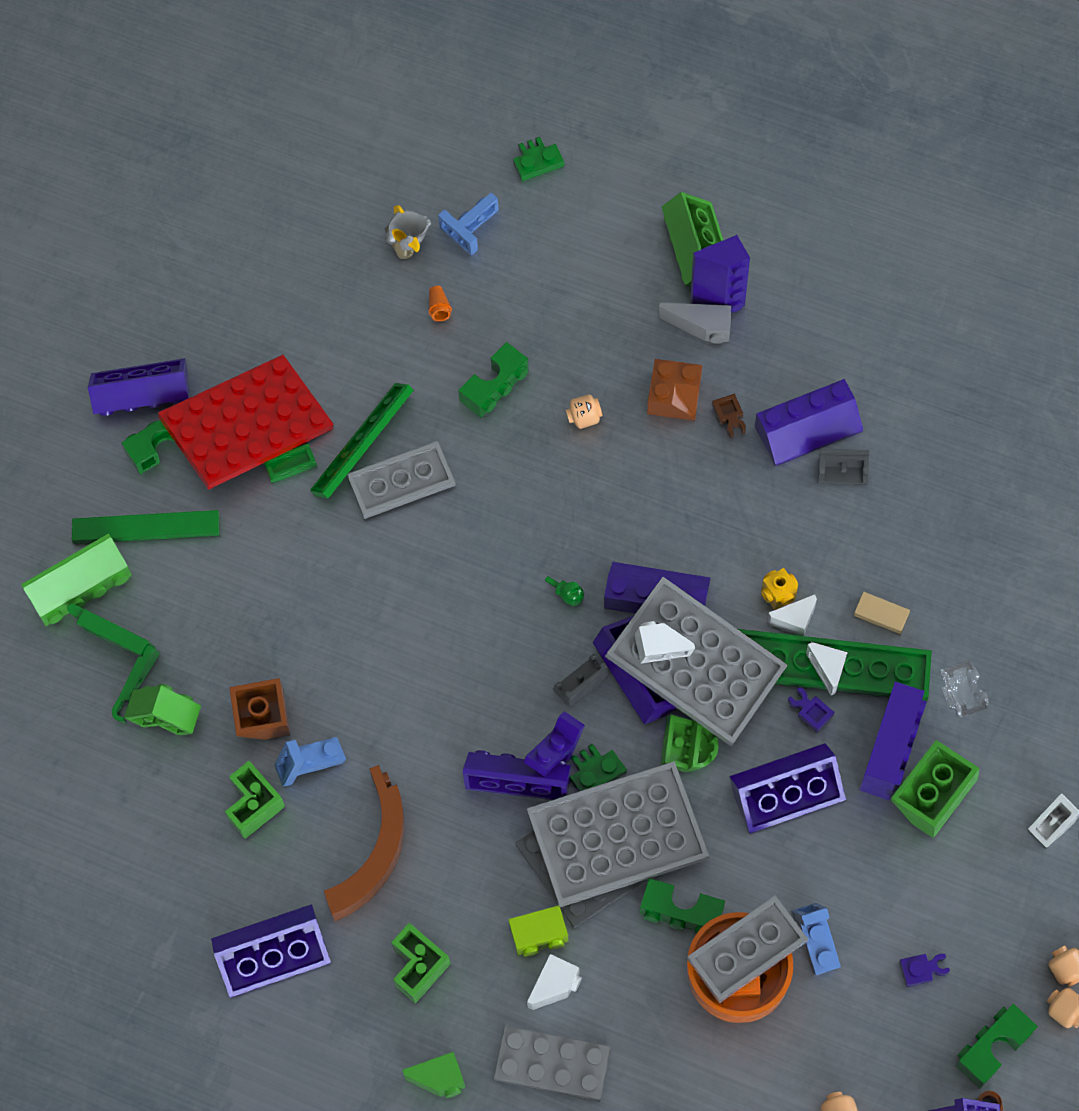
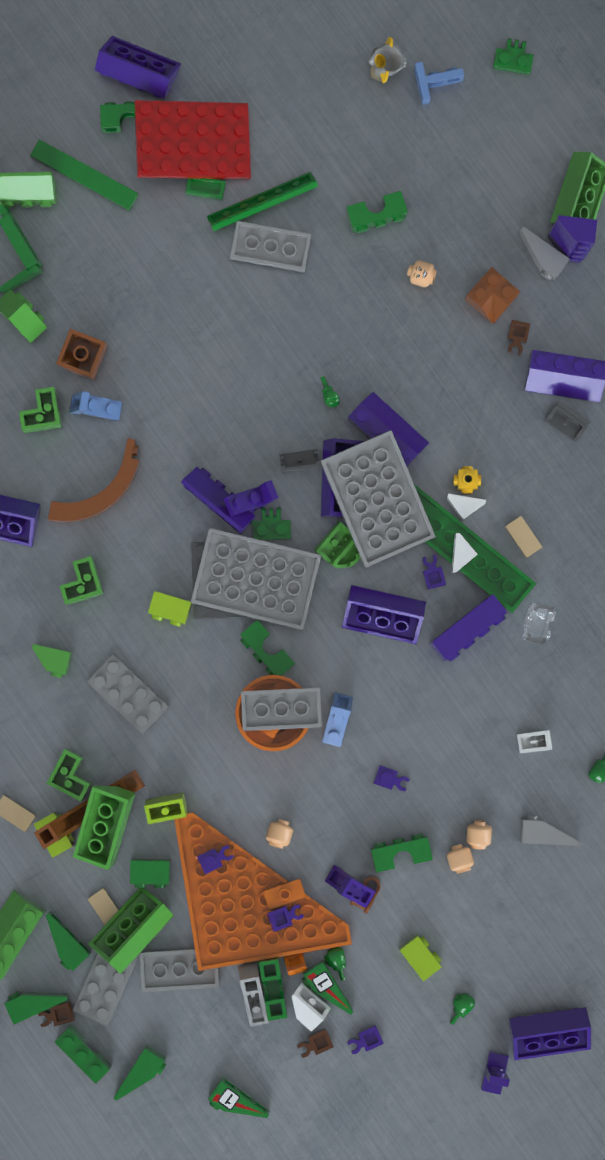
camera: 25 degrees right, 20 degrees up
(438, 304) = (374, 132): orange cone -> none
(554, 983) = (160, 646): white slope -> none
(661, 643) = (358, 475): white slope -> none
(935, 788) = (474, 674): bright green slope -> none

